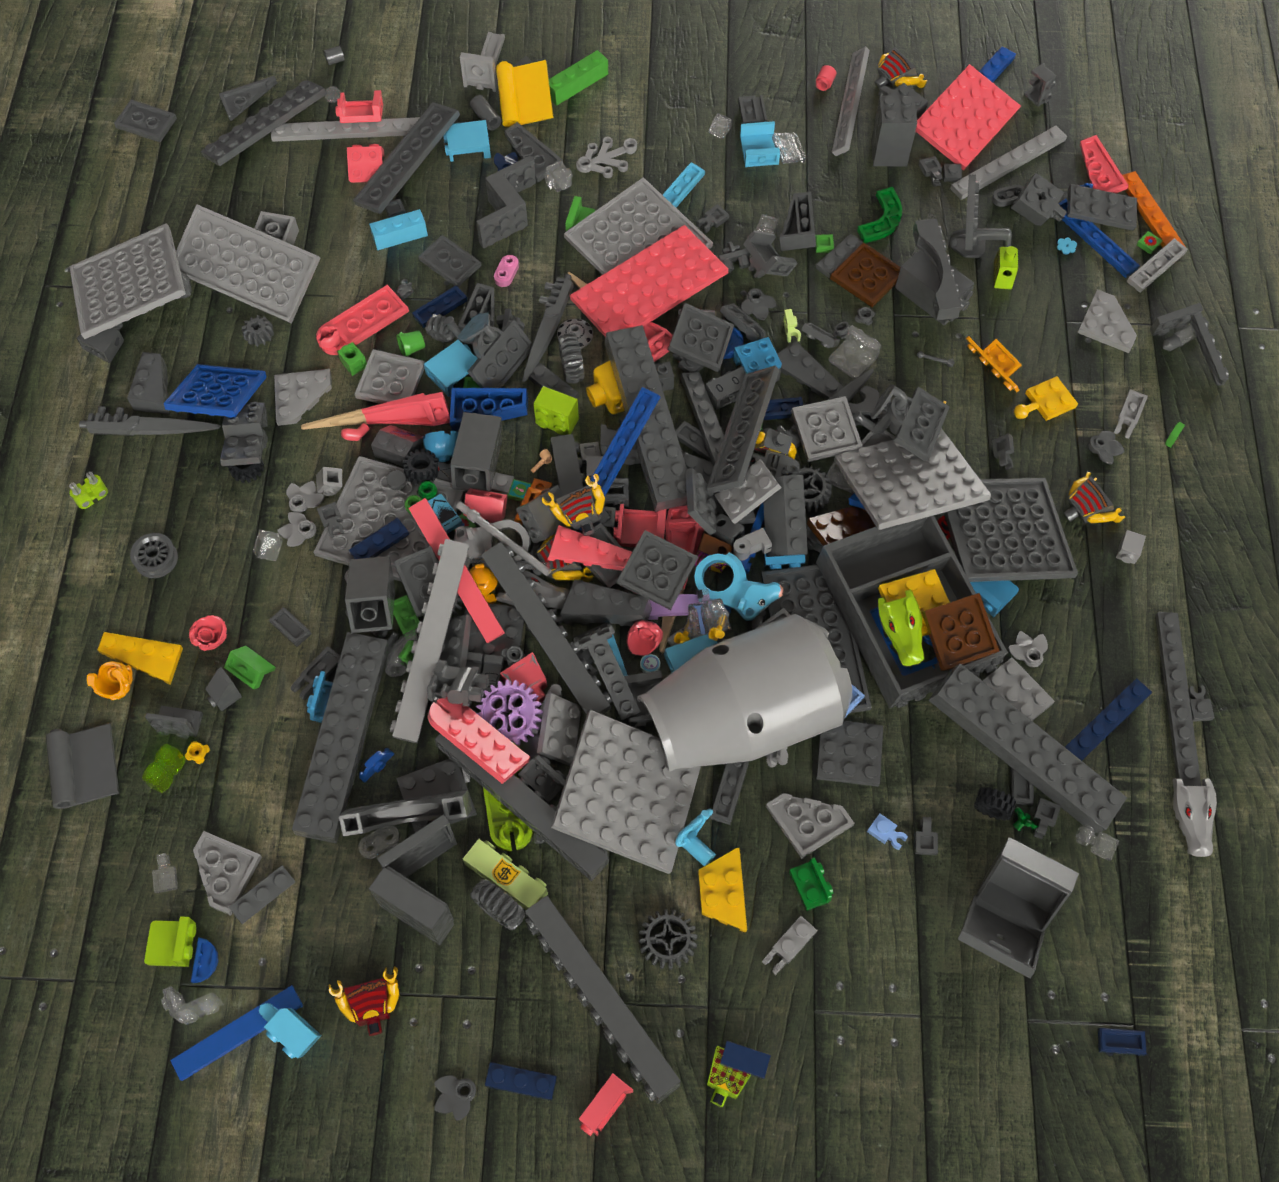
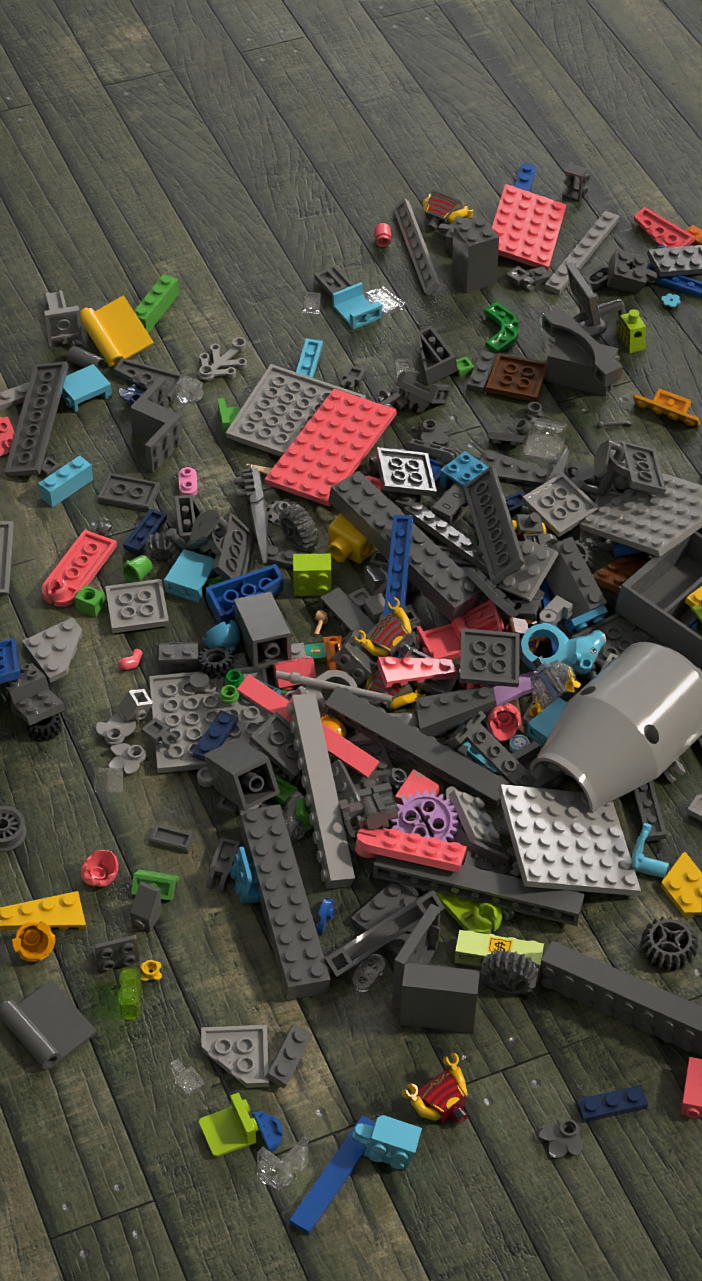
camera: 25 degrees left, 15 degrees down
(412, 410) = (181, 619): coral plate -> none
(790, 323) = (473, 438): yellowish green plate -> none

